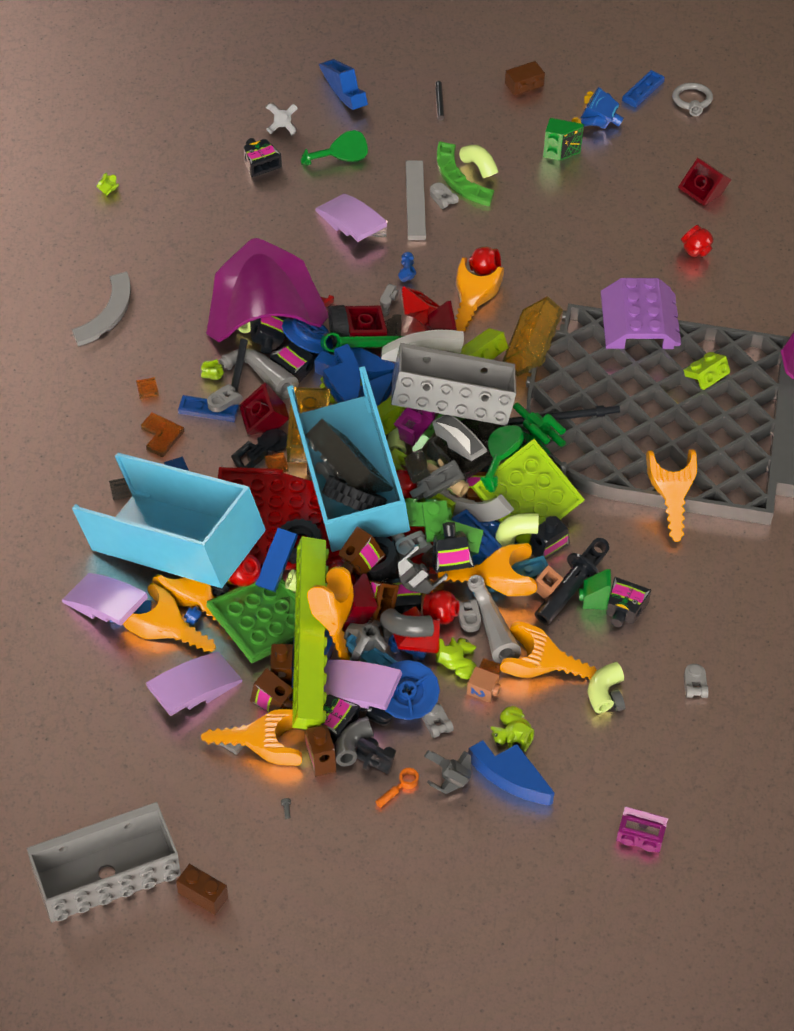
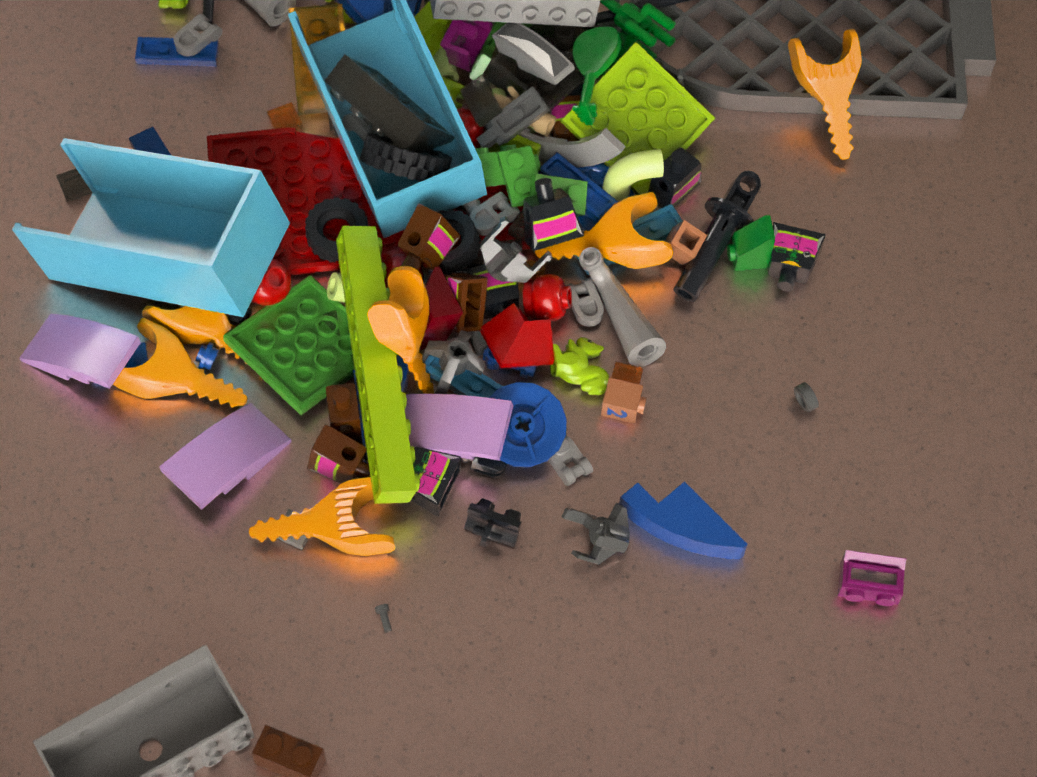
camera: 10 degrees left, 10 degrees up
(147, 388) = (86, 32): clear orange tile -> none
(164, 433) = (123, 95): clear orange tile -> none
(263, 411) = (254, 46): dark red slope -> none
(270, 441) = (271, 88): black piece -> none
(276, 559) = (311, 261): blue tile -> none
(318, 744) = (416, 523): reddish brown torso -> none
(347, 741) = (454, 507): dark grey cylinder -> none
(393, 791) = (528, 569): orange piece -> none
(407, 625) = (508, 334): dark grey cylinder -> none
(517, 729) = (679, 460): lime animal -> none
(542, 655) = (695, 348): light orange animal -> none
(599, 686) = (779, 379): yellowish green cylinder -> none
(695, 676) = (903, 346): light grey plate -> none

